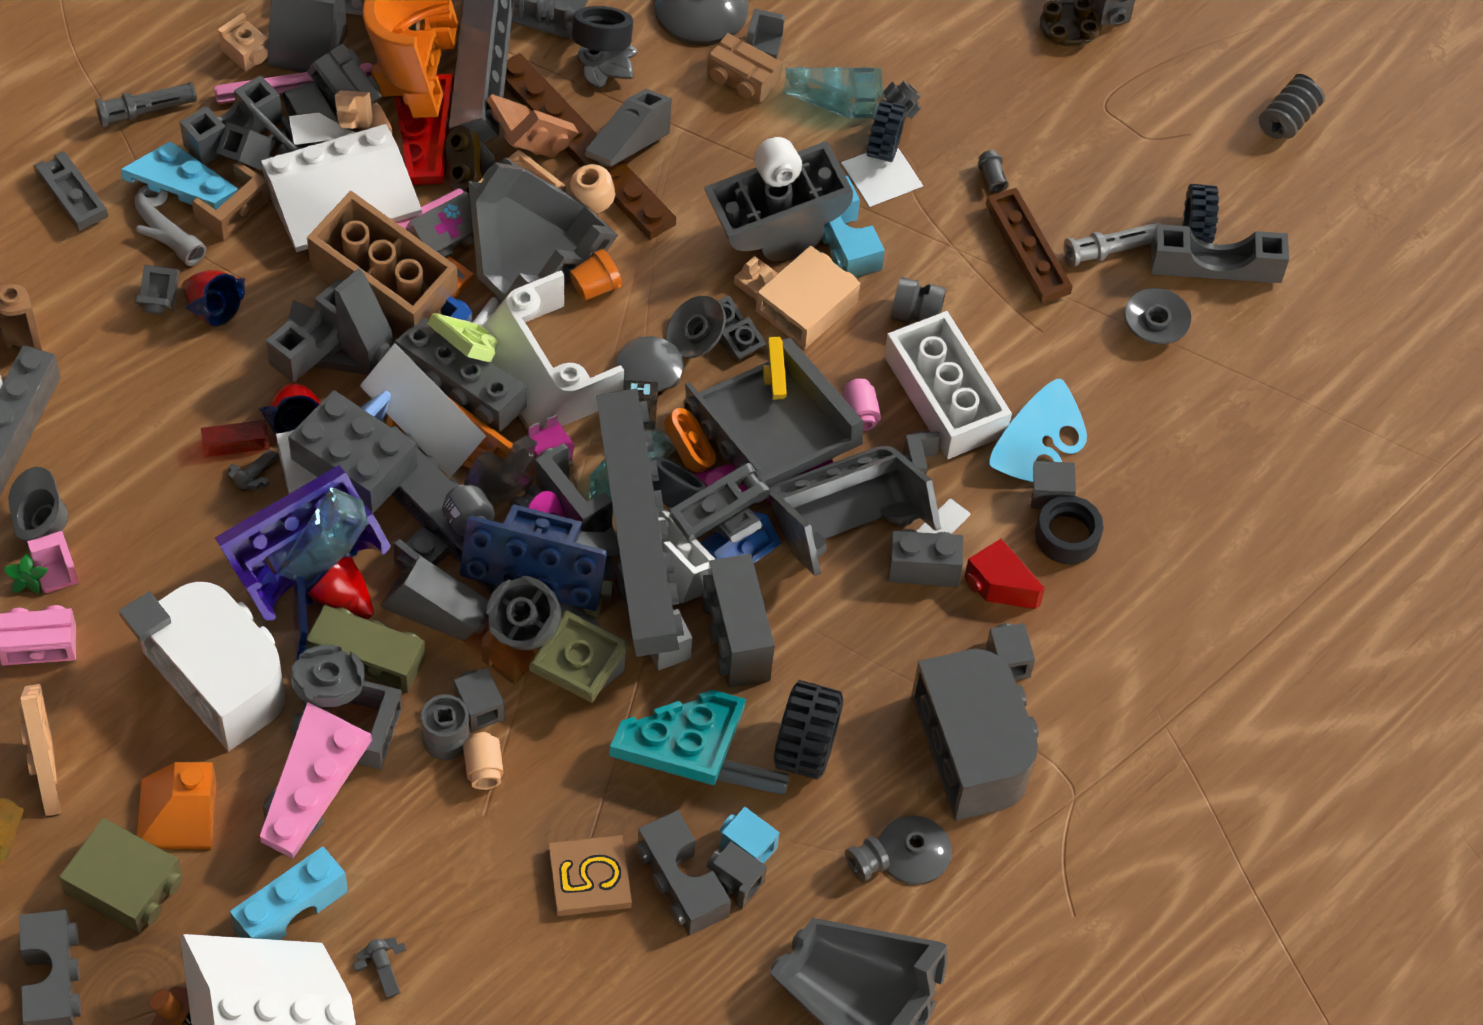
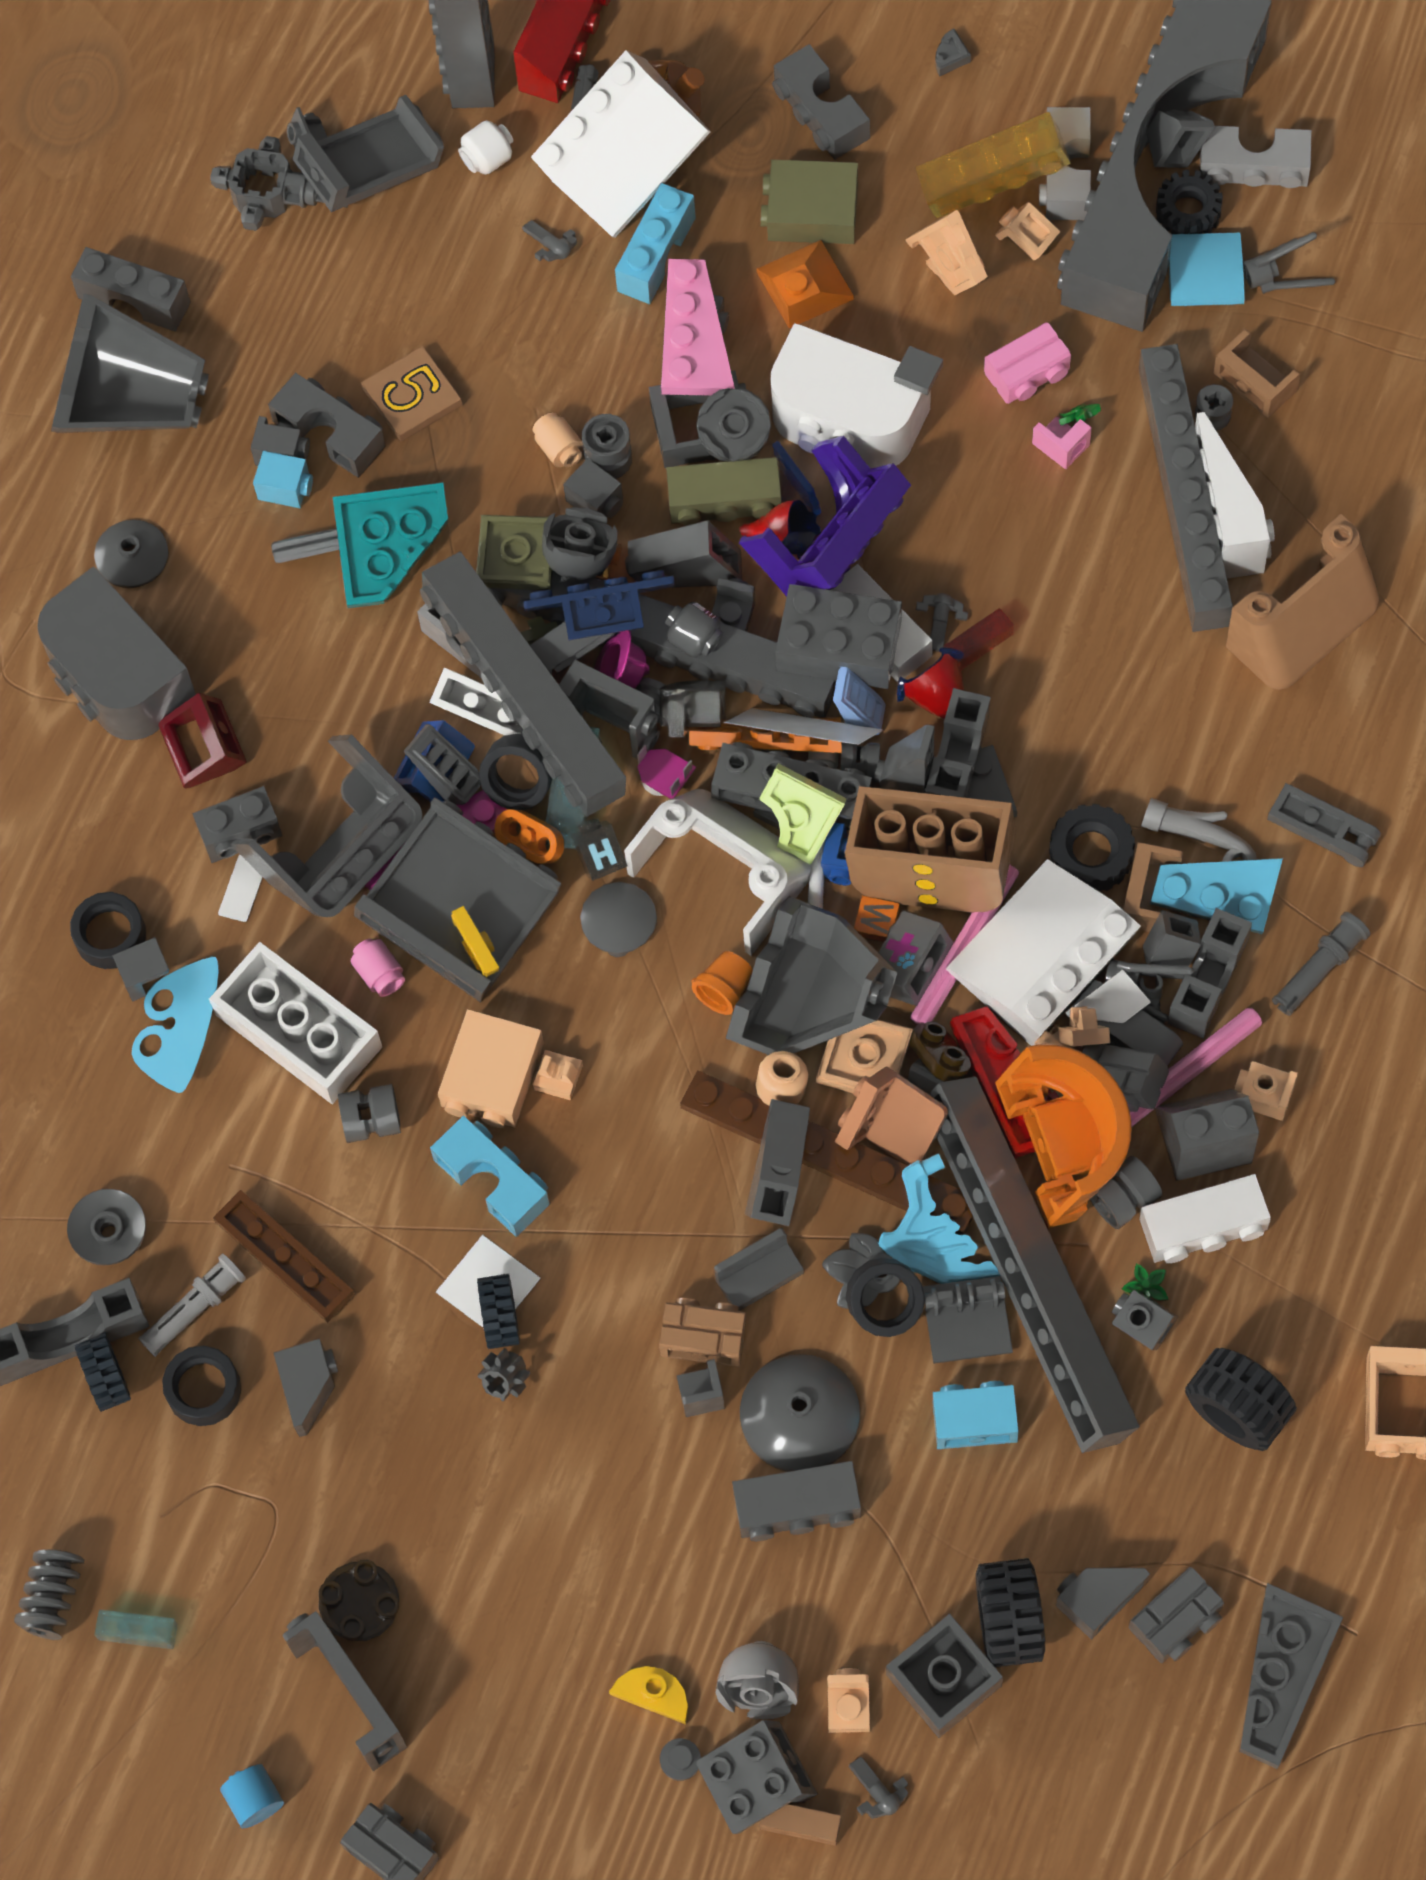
camera: 165 degrees right, 10 degrees up
(36, 505) = (1106, 470): dark grey piece -> none
(158, 289) = (1155, 749): dark grey bracket -> none
(214, 295) = (1099, 767): clear blue hat -> none
(255, 227) = (1098, 820): none -> black tyre
(326, 537) = (799, 517): clear light blue slope -> none
(547, 58) = (930, 1242): none -> medium azure animal
(686, 92) = (758, 1270): none -> dark grey panel
(696, 326) = (588, 972): dark grey dish -> none
(719, 502) = (456, 751): dark grey plate -> none
(738, 621) = (385, 661): dark grey brick -> none
(740, 334) = (553, 1001): dark grey slope -> none
(777, 162) = (572, 1124): white head -> none
(786, 217) = (566, 1123): dark grey brick -> none
(808, 729) = (267, 580): black tyre -> none
(839, 90) = (579, 1357): clear light blue slope -> none
(867, 858) = (167, 512): dark grey wheel -> none
(909, 639) = (216, 732): none -> dark red tile
(921, 445) = (296, 929): dark grey bracket -> none
(990, 164) = (362, 1337): dark grey pin -> none
(1003, 577) = (154, 844): red slope -> none
(1014, 647) = (115, 769): dark grey brick -> none
(1048, 158) = (306, 1381): none -> dark grey slope
(1130, 170) = (186, 1360): none -> black tyre
(1236, 70) = (136, 1629): none -> clear light blue piece

